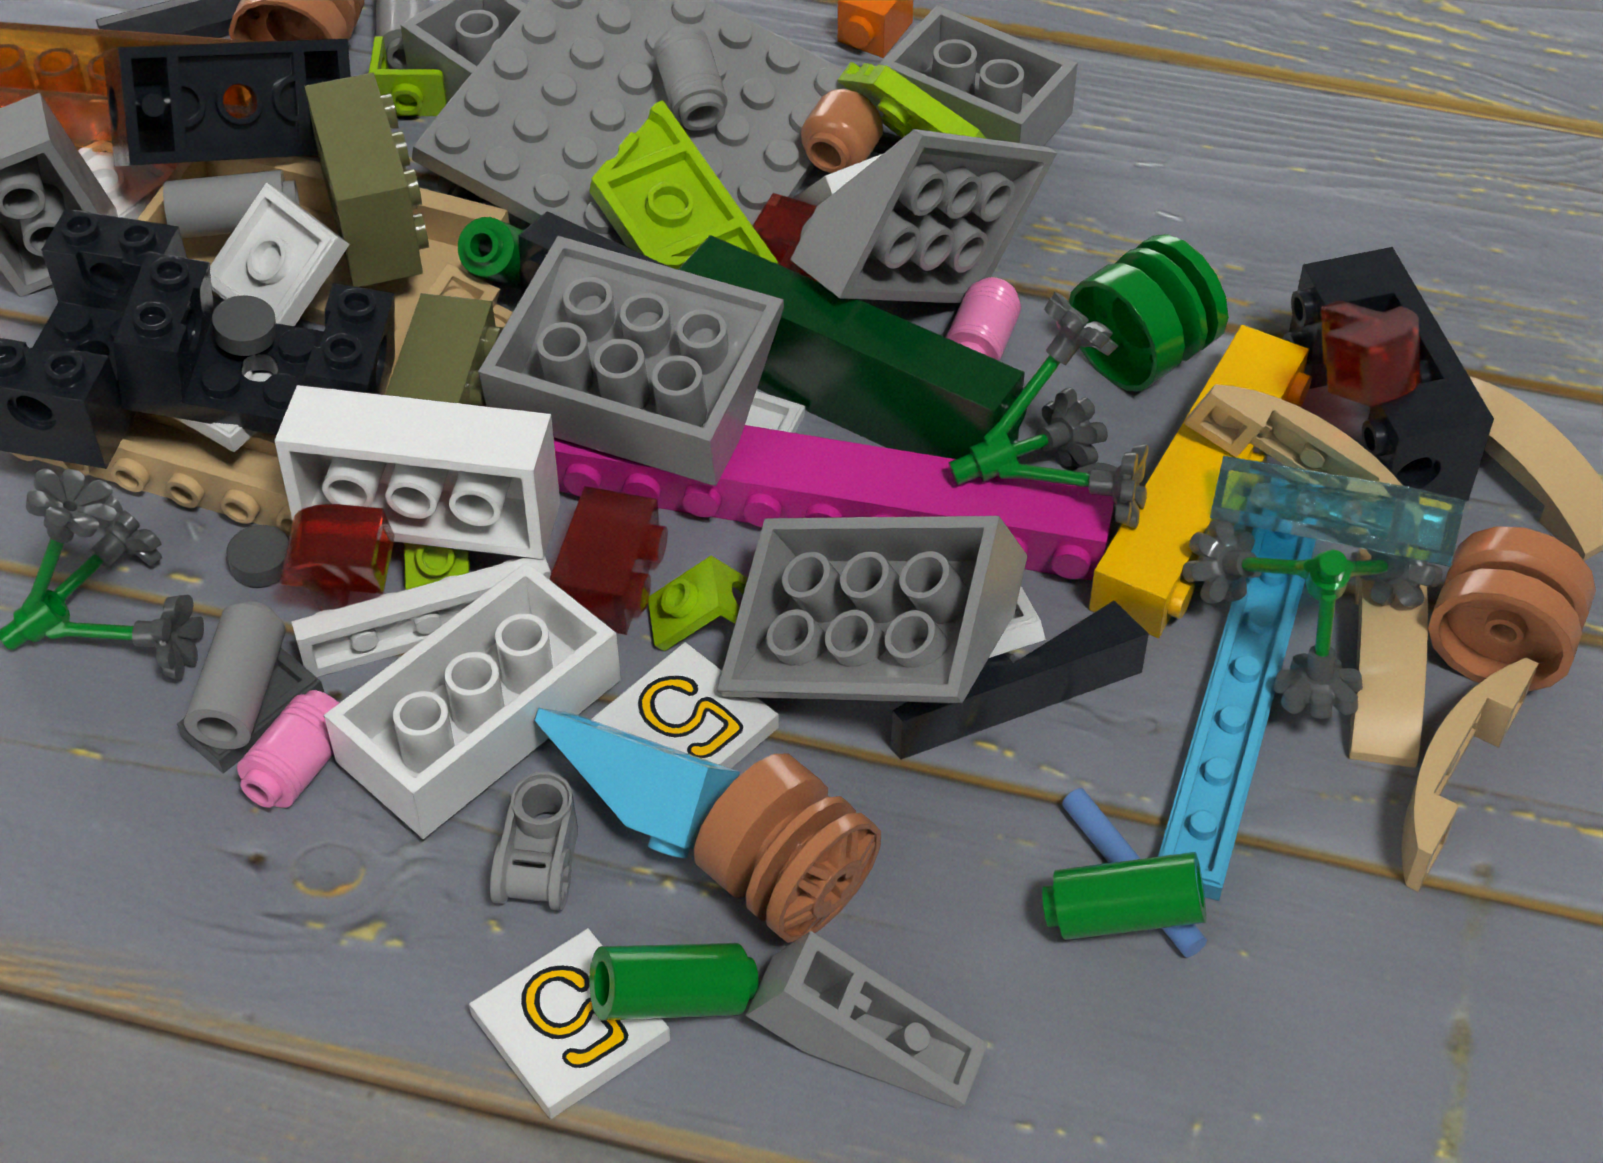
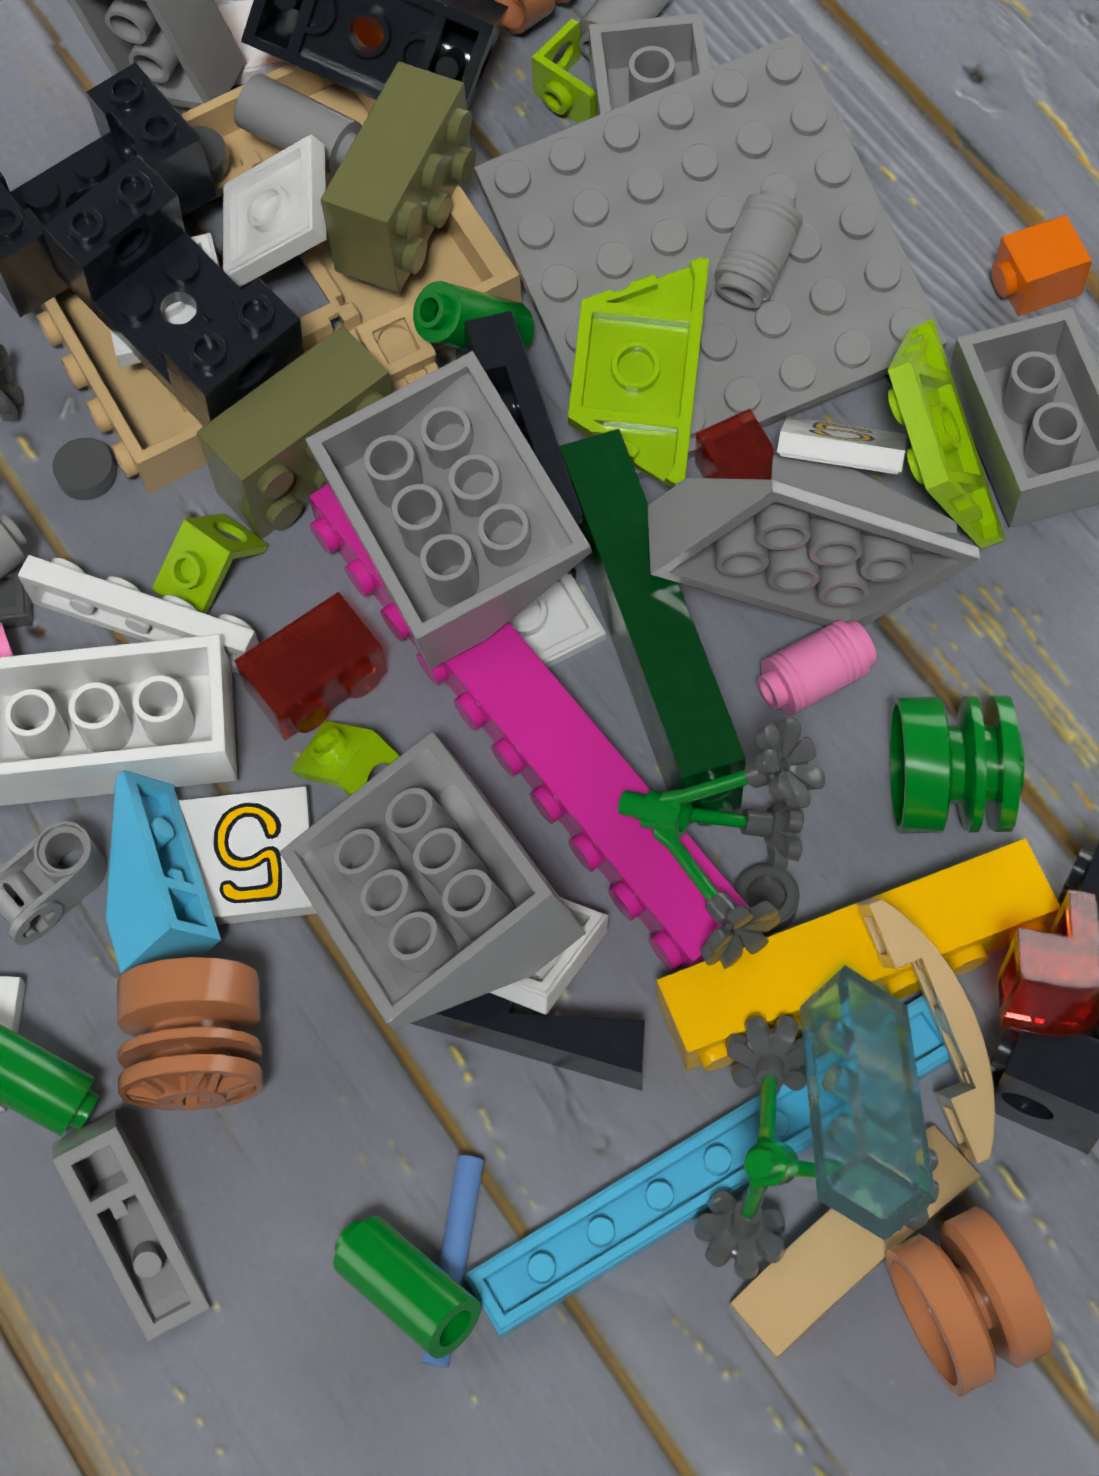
camera: 45 degrees right, 15 degrees up
(244, 325) = (183, 264): dark grey tile -> none
(338, 552) = (98, 523): clear red brick -> none
(433, 466) = (194, 498): white brick -> none
(841, 130) = (854, 387): nougat head -> none
(1482, 713) = (877, 1367): tan slope -> none

